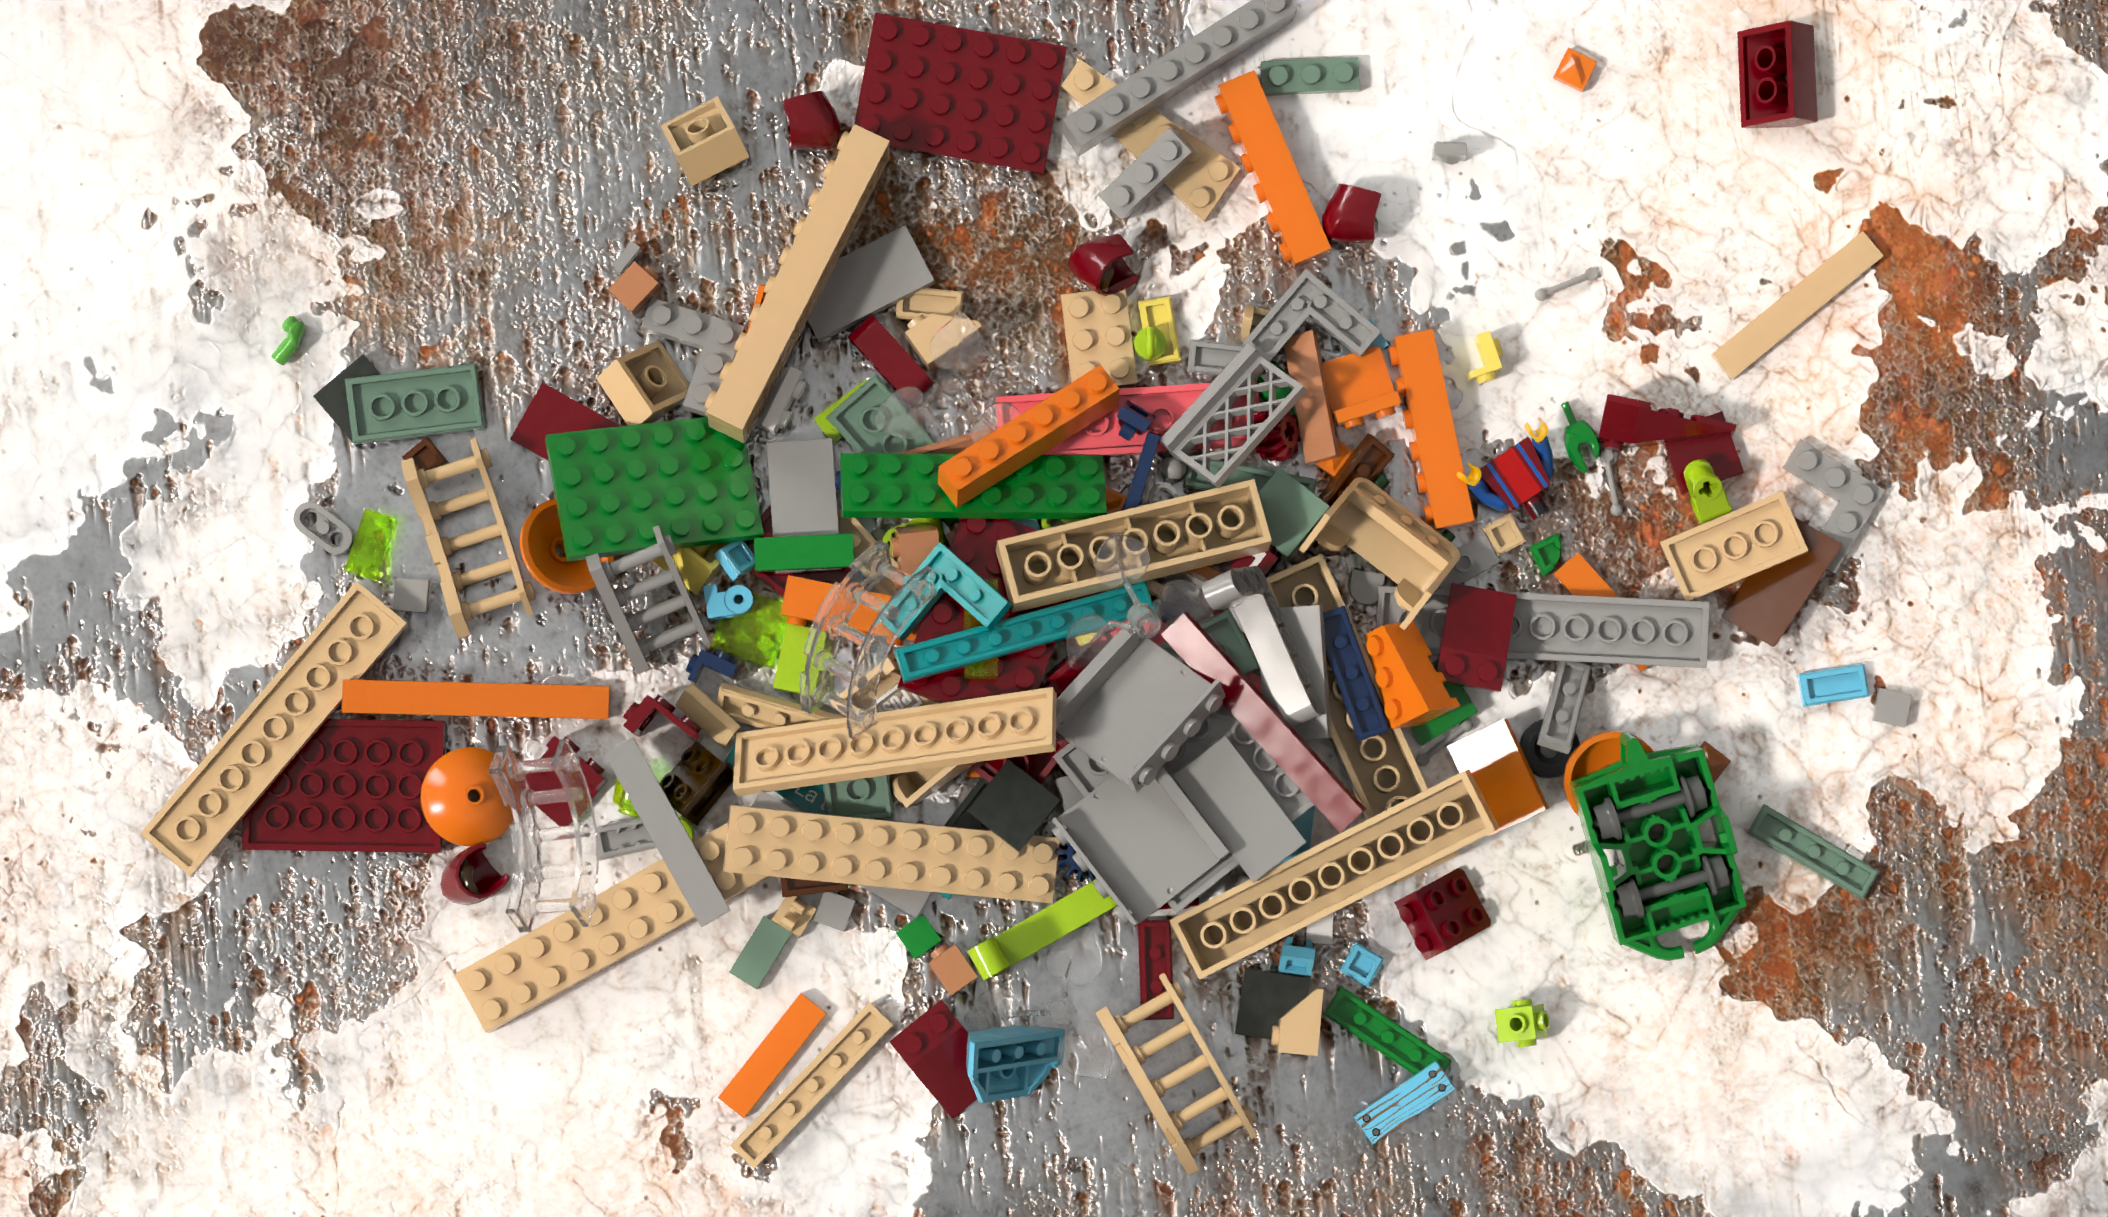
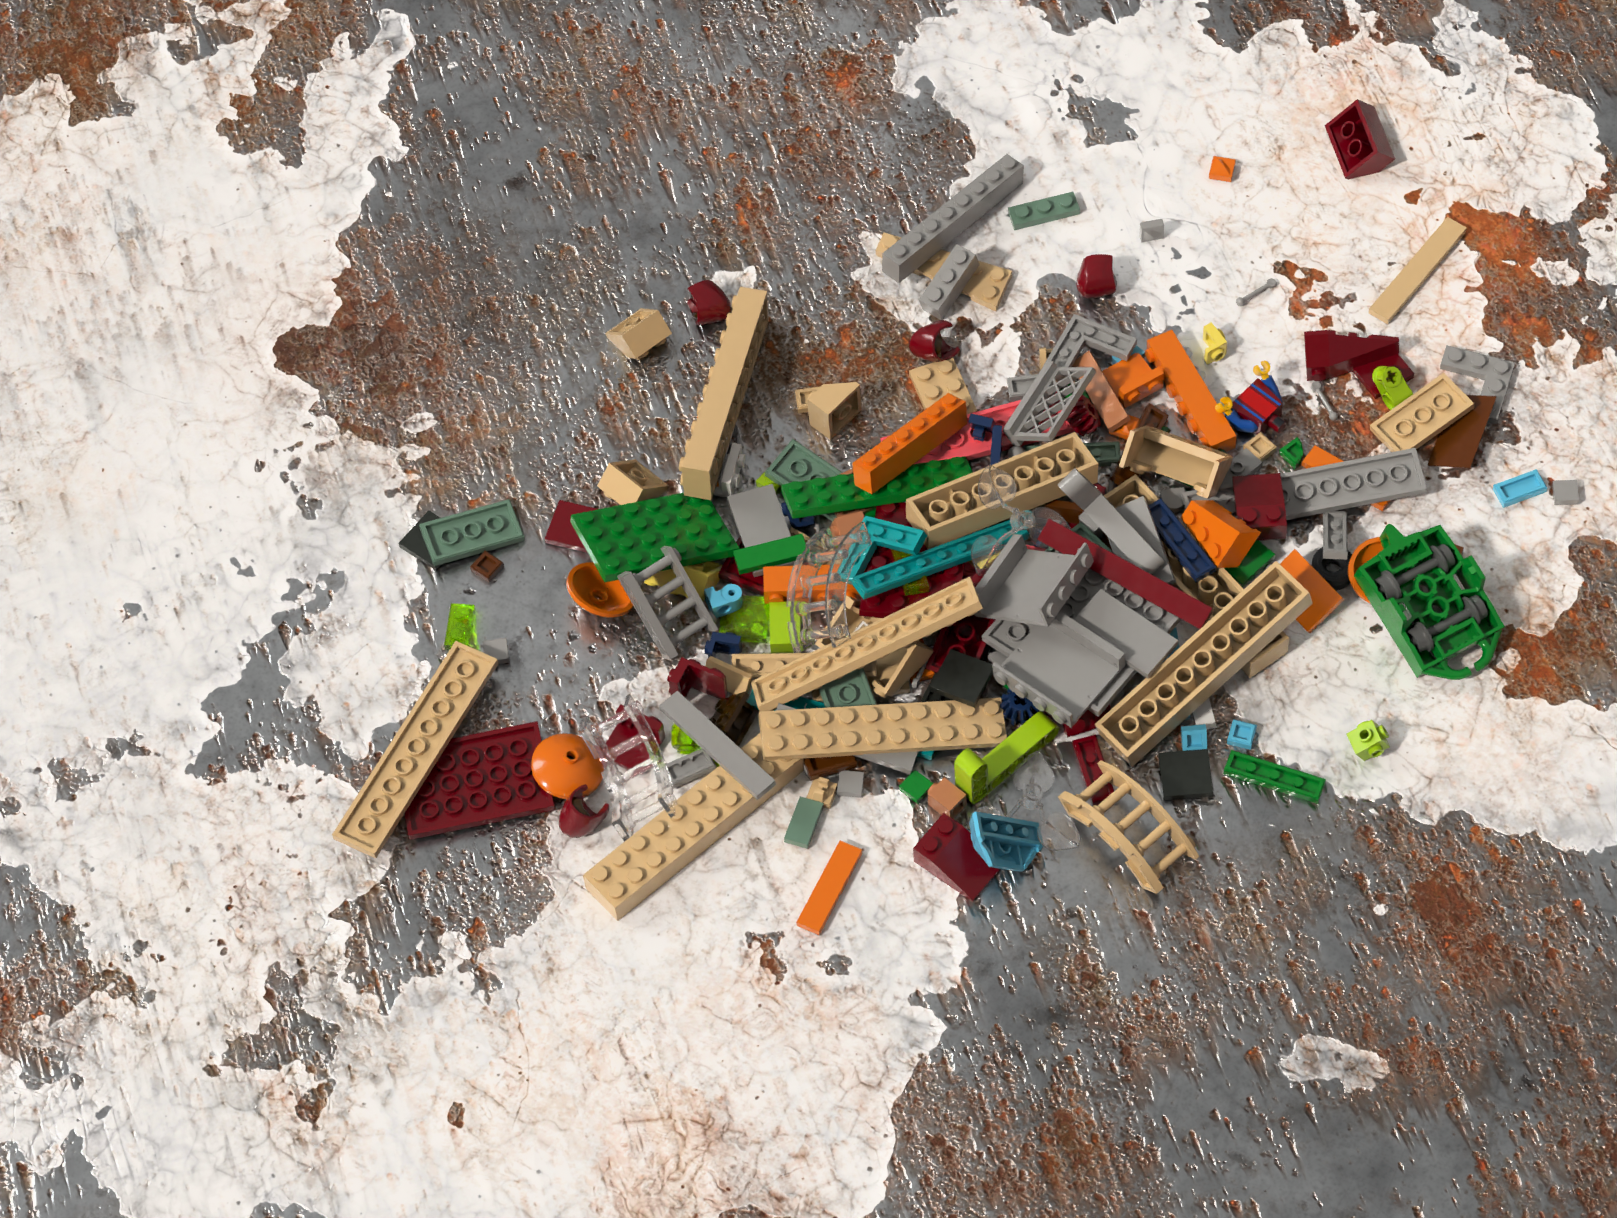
camera: 10 degrees left, 25 degrees down
(291, 342) = (376, 507): bright green arm -> none
(324, 529) = (425, 622): light grey plate -> none
(442, 547) = (511, 615): tan fence -> none
(475, 699) = (556, 699): orange tile -> none
(627, 257) = (602, 413): light grey tile -> none
(635, 287) = (611, 428): nougat brick -> none
(699, 330) = (659, 446): light grey plate -> none
(736, 559) = (723, 570): medium azure tile -> none
(811, 1085) = (863, 899): tan plate -> none
(869, 283) = (774, 392): light grey tile -> none
(888, 356) = (789, 425): dark red beam -> none
(952, 348) = (843, 395): clear plant -> none
(961, 93) = (810, 269): dark red plate -> none
(1150, 343) = (979, 383): lime tile -> none
(1159, 314) = (983, 379): light yellow tile -> none
(1273, 170) = (1034, 266): orange brick -> none
(1289, 511) = (1108, 456): sand green tile -> none
(1300, 1027) = (1209, 776): tan slope -> none
(1404, 1102) = (1299, 812): medium azure tile -> none
(1443, 913) = (1287, 686): dark red bracket -> none
(1577, 434) = (1292, 376): green hand -> none
(1813, 852) = (1541, 593): sand green tile -> none

